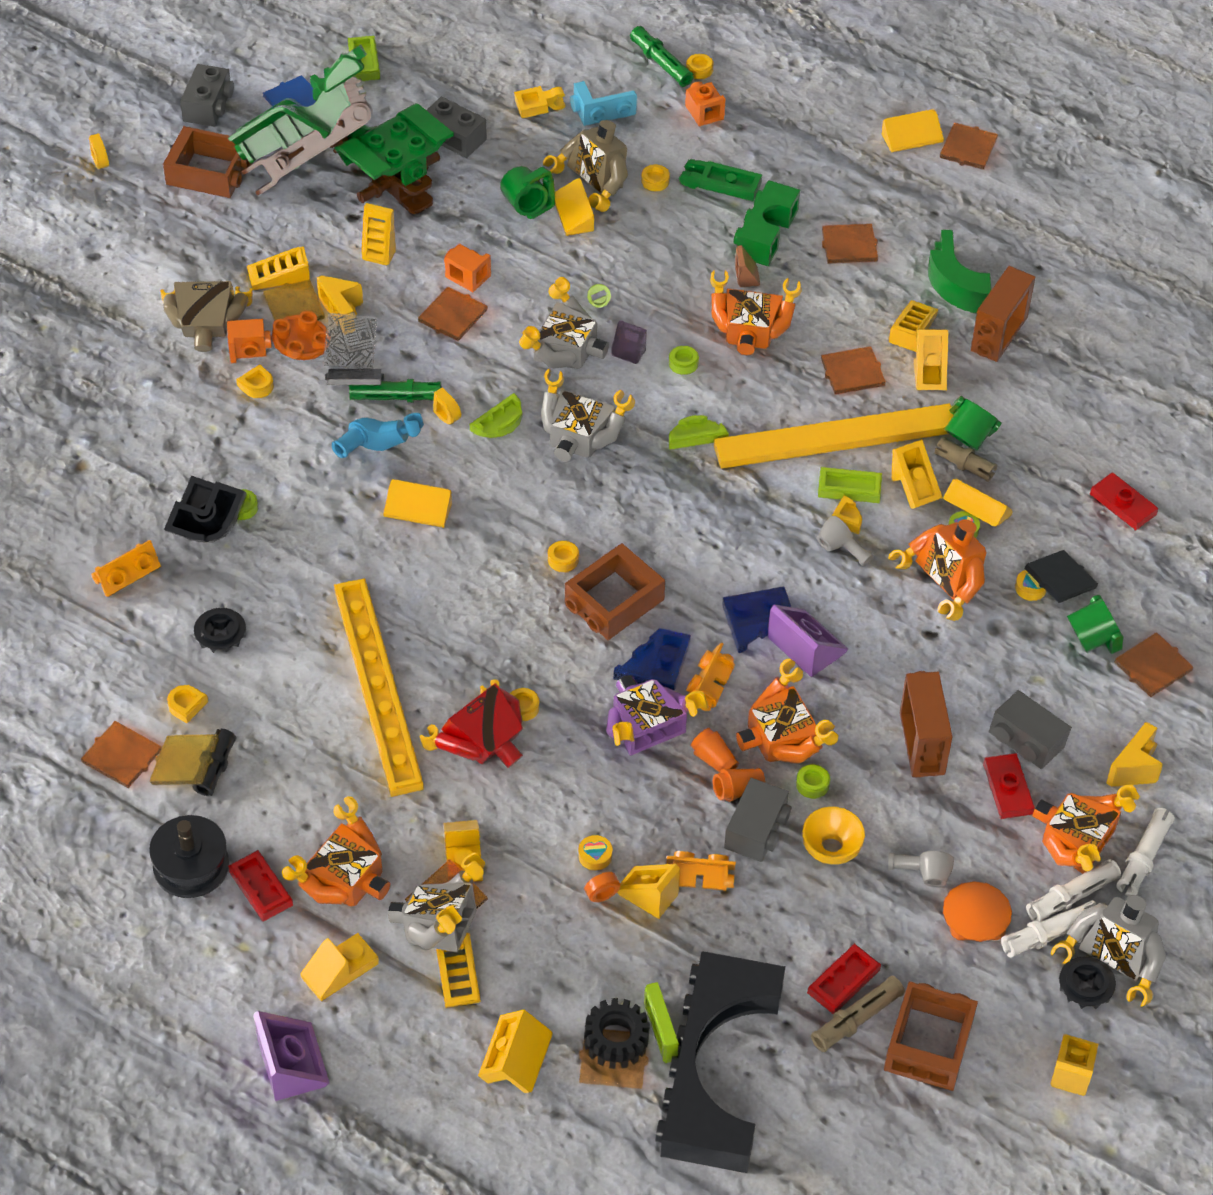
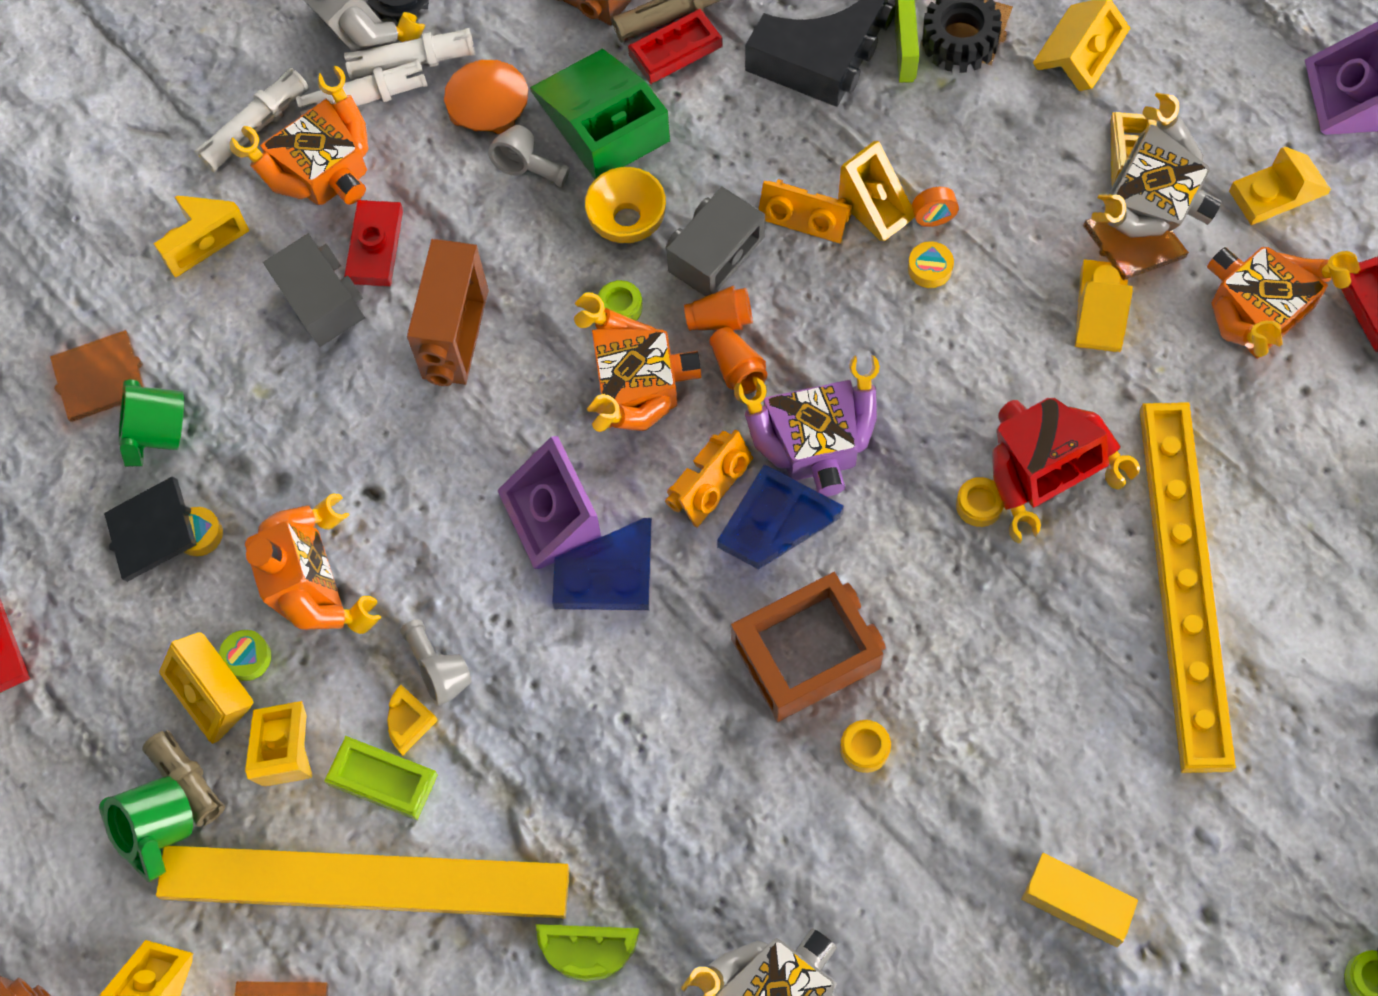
camera: 160 degrees left, 15 degrees up
(881, 905) = (604, 112): none -> green slope

